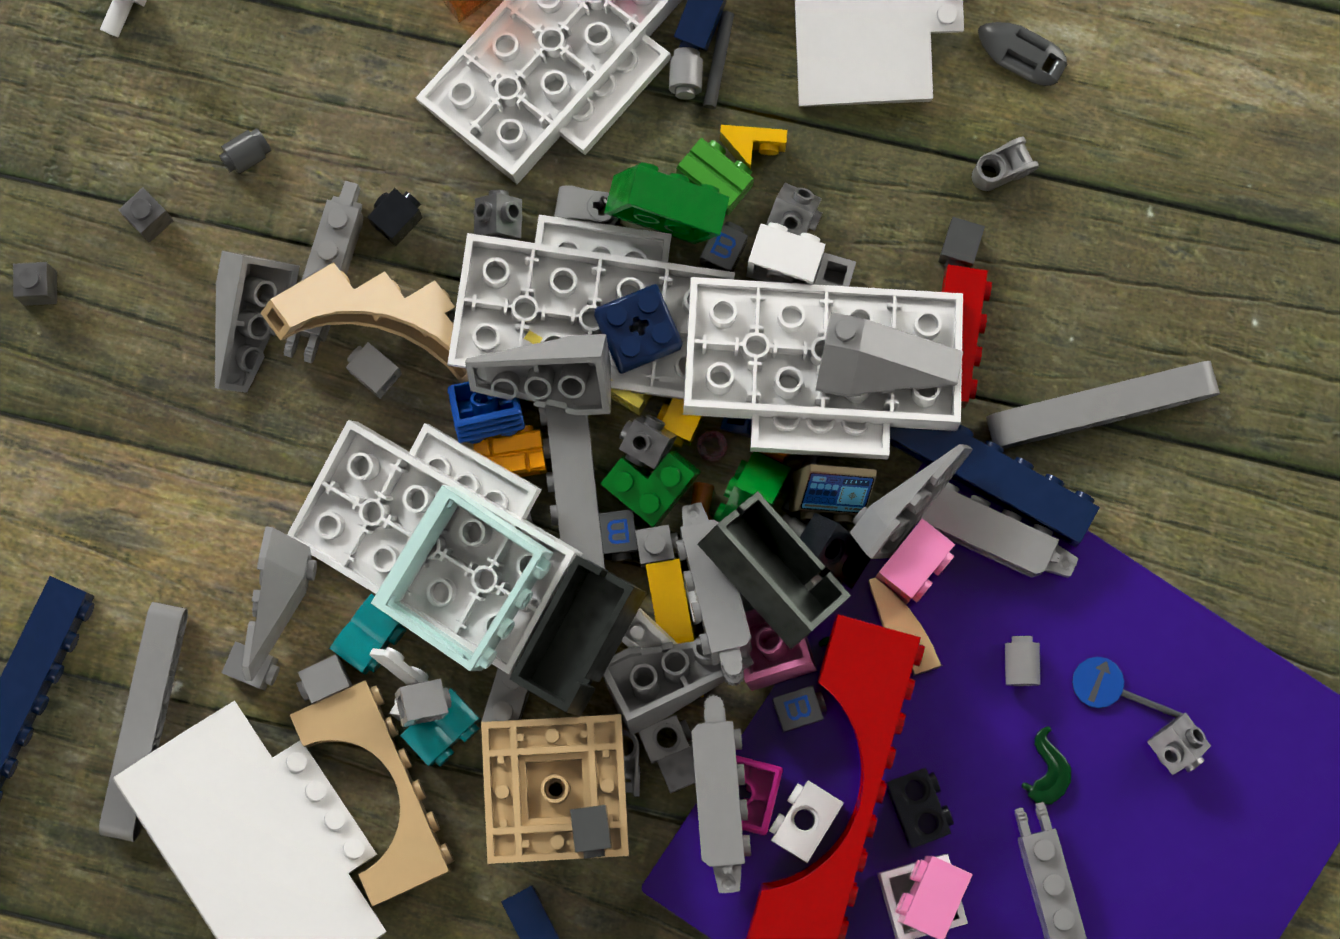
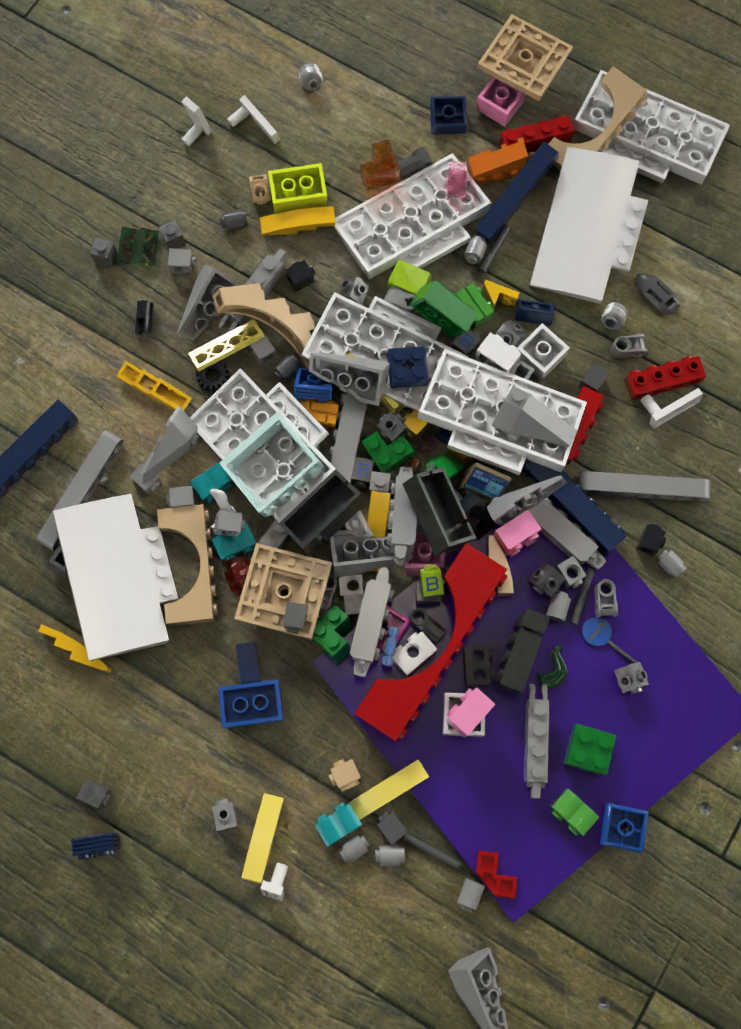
camera: 15 degrees right, 5 degrees down
(90, 252) = (137, 246): none -> clear green slope
(146, 374) = (144, 317): none -> black hinge
(151, 863) = (57, 563): none -> dark grey brick
(178, 256) = (181, 261): none -> light grey brick
(207, 498) = (153, 387): none -> yellow slope
(272, 80) = (259, 189): none -> tan brick
(285, 436) = (213, 386): none -> black tyre
(310, 385) = (226, 345): none -> light yellow fence
(339, 59) = (298, 188): none -> neon yellow brick
(357, 117) = (297, 220): none -> yellow slope
(427, 391) = (286, 368): none -> dark grey brick
(463, 780) = (236, 573): none -> clear red cylinder
(587, 163) = (408, 277): none -> lime piece
(653, 829) = (329, 634): none -> green brick
(764, 825) = (390, 646): none -> medium blue axle
(798, 692) = (431, 580): none -> lime brick
(815, 765) = (429, 626): none -> dark grey piece
(822, 152) = (534, 312): none -> dark blue slope
(858, 223) = (543, 351): none -> white brick
(962, 119) = (614, 316): none -> light grey head
(986, 762) = (522, 653): none -> pearl dark grey piece
(989, 624) = (546, 580): none -> flat silver brick
(1009, 597) = (571, 564): none -> light grey brick
(1056, 630) = (582, 596): none -> dark grey bar
(1081, 202) = (664, 378): none -> red brick
(1094, 272) = (660, 416): none -> white piece
(1097, 626) = (605, 601): none -> light grey piece
(1142, 494) = (651, 539): none -> black brick
(1147, 887) = (589, 749): none -> green brick
(1187, 524) = (671, 563): none -> light grey brick

